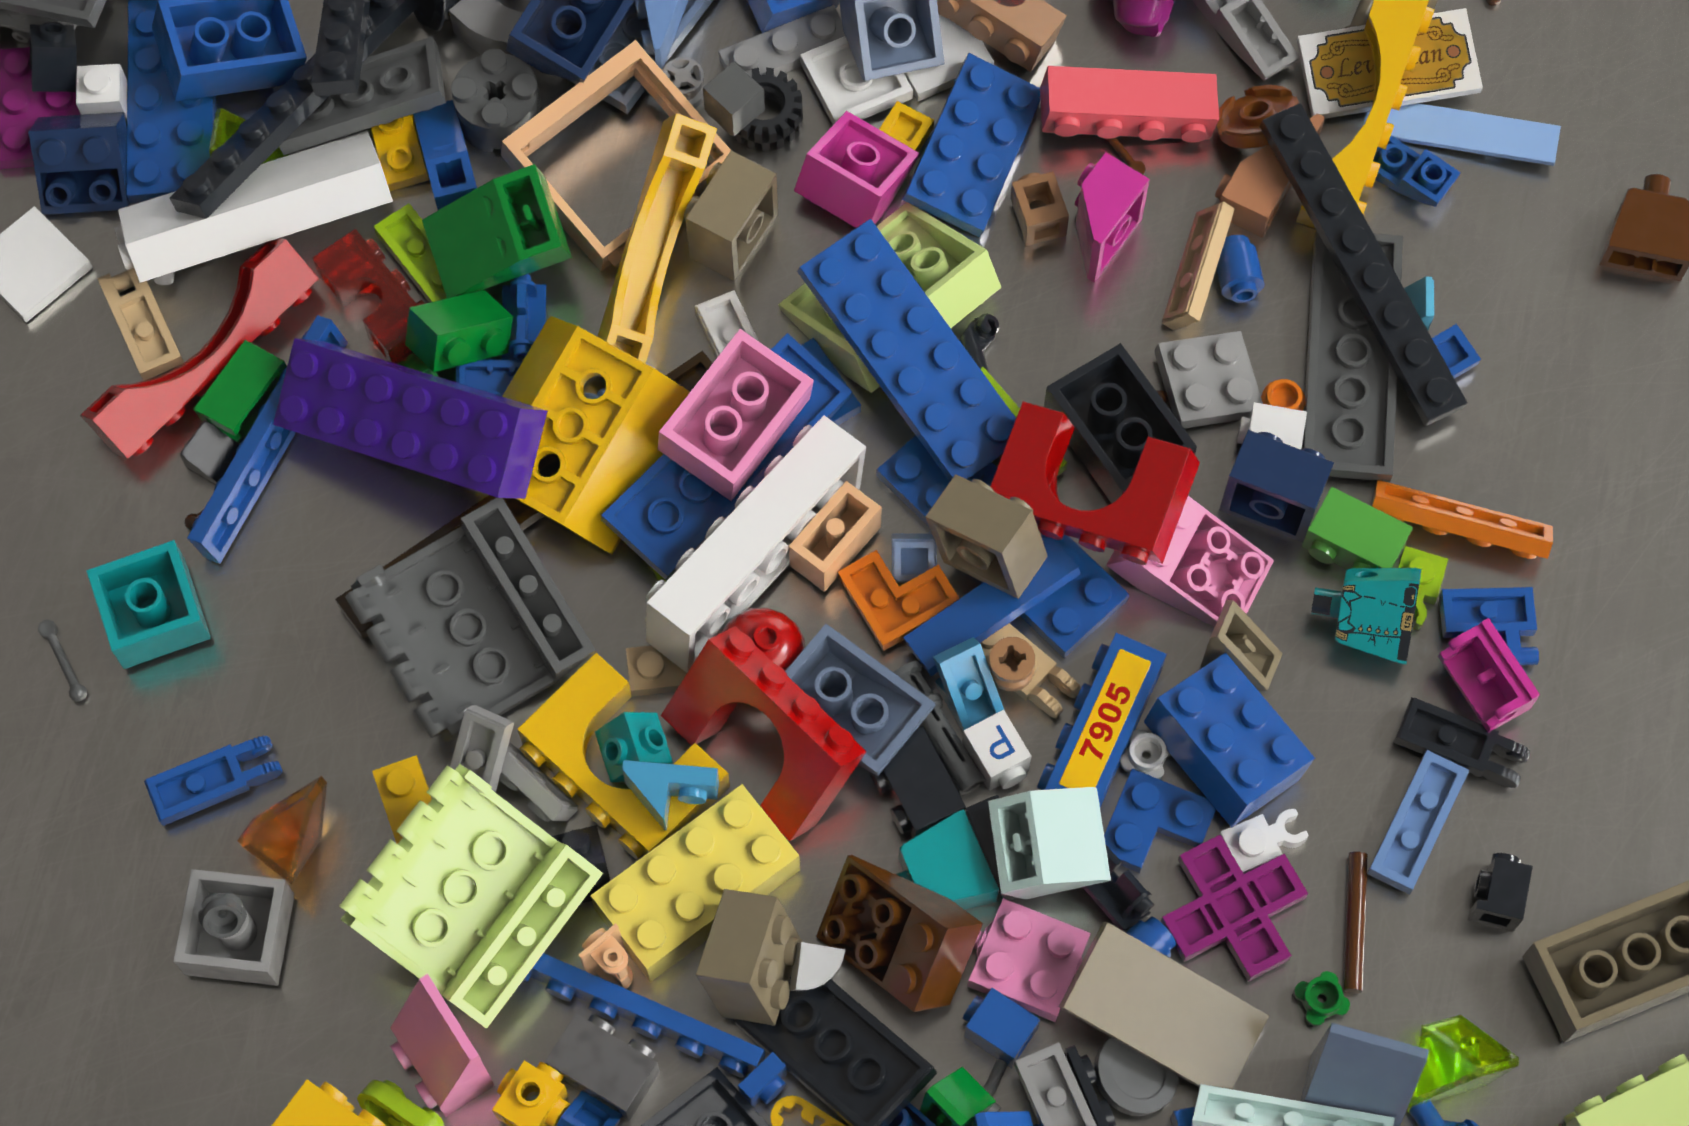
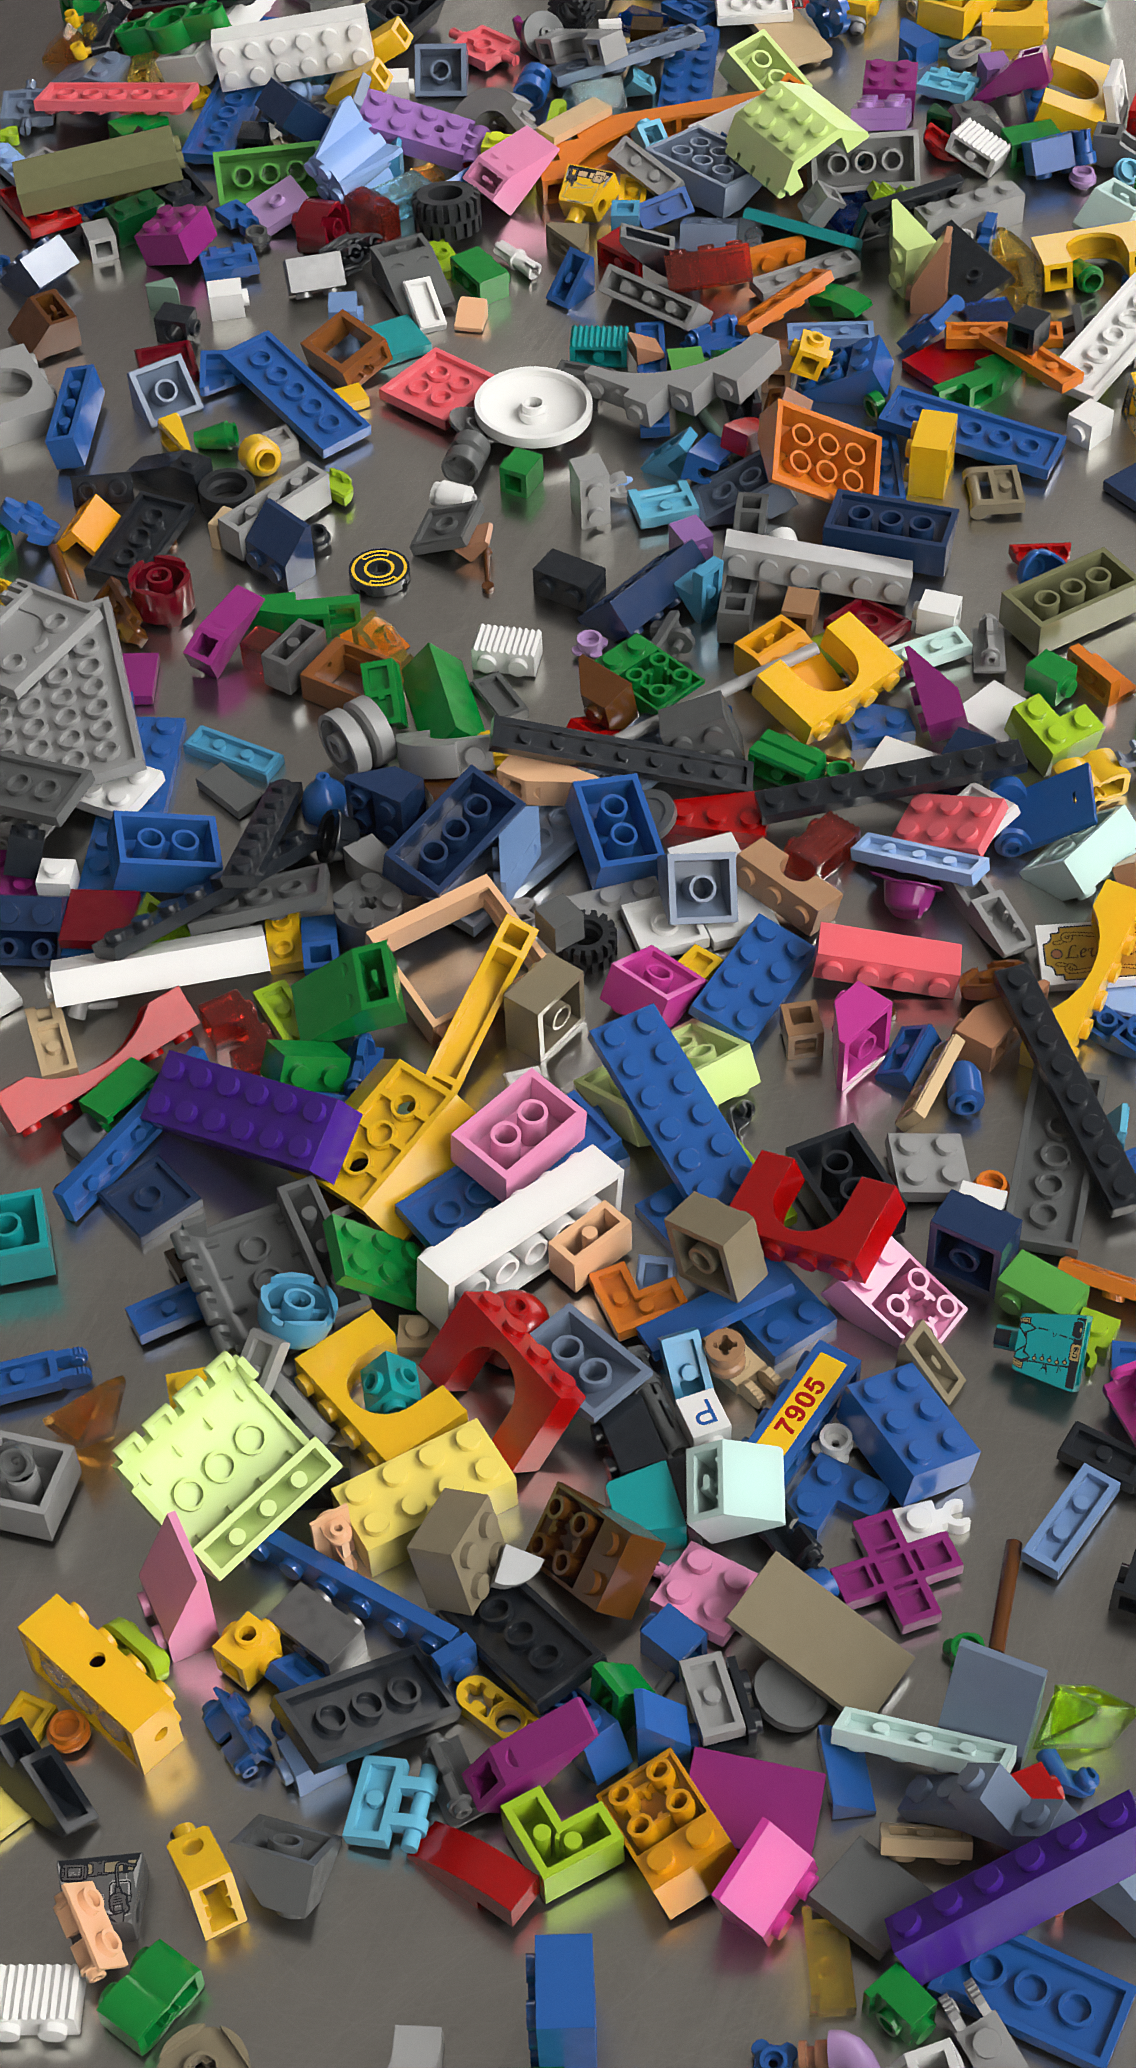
camera: 10 degrees right, 20 degrees down
(164, 142) = (94, 913): none -> dark red tile
(303, 524) = (150, 1200): none -> dark blue tile
(349, 678) = (164, 1312): none -> blue plate
(512, 673) = (297, 1309): none -> dark azure cylinder
(590, 594) = (372, 1261): none -> green plate
(658, 782) = (406, 1404): dark azure slope -> none
(1166, 227) = (908, 1056): none -> blue slope

